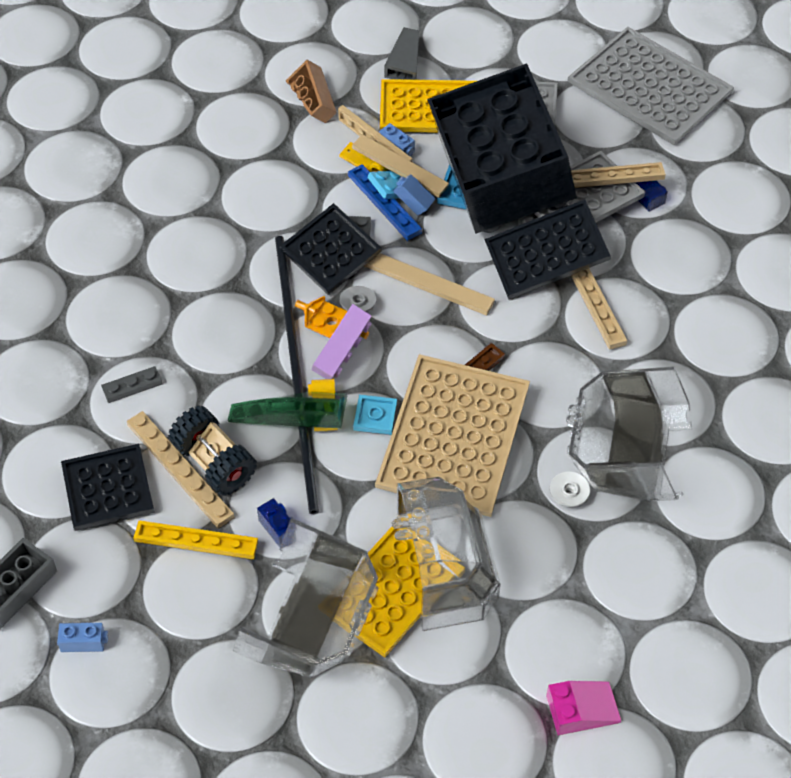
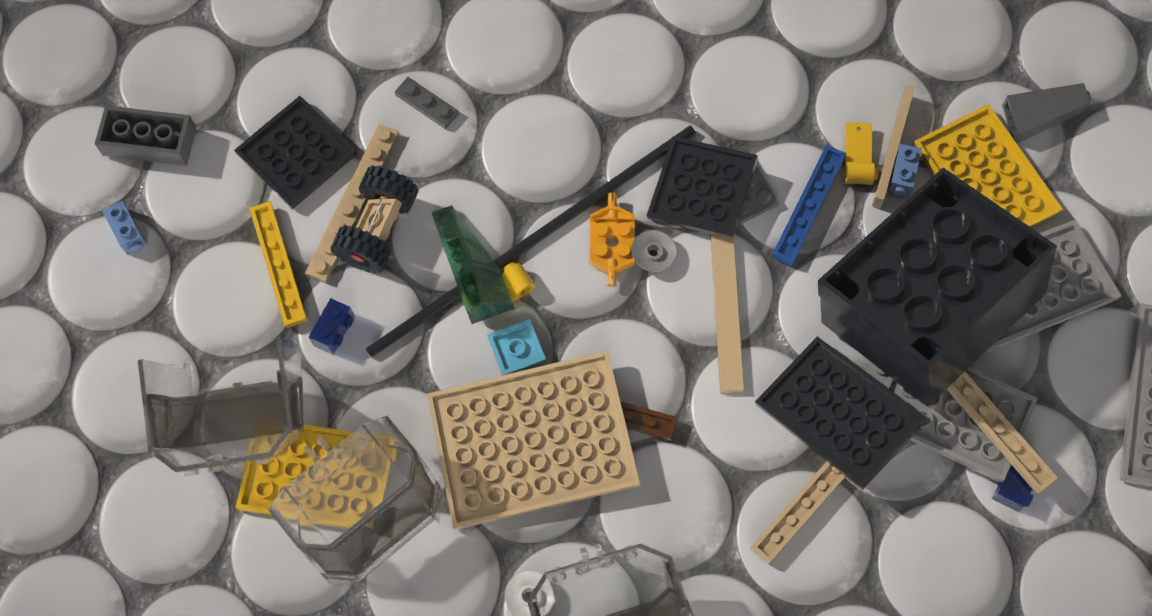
camera: 65 degrees right, 15 degrees up
(313, 91) = (919, 47): medium nougat wedge -> none
(341, 342) = (579, 265): lavender brick -> none
(385, 183) = (835, 198): medium azure plate -> none
(399, 164) = (863, 184): tan tile -> none
(413, 194) = (831, 228): medium blue brick -> none

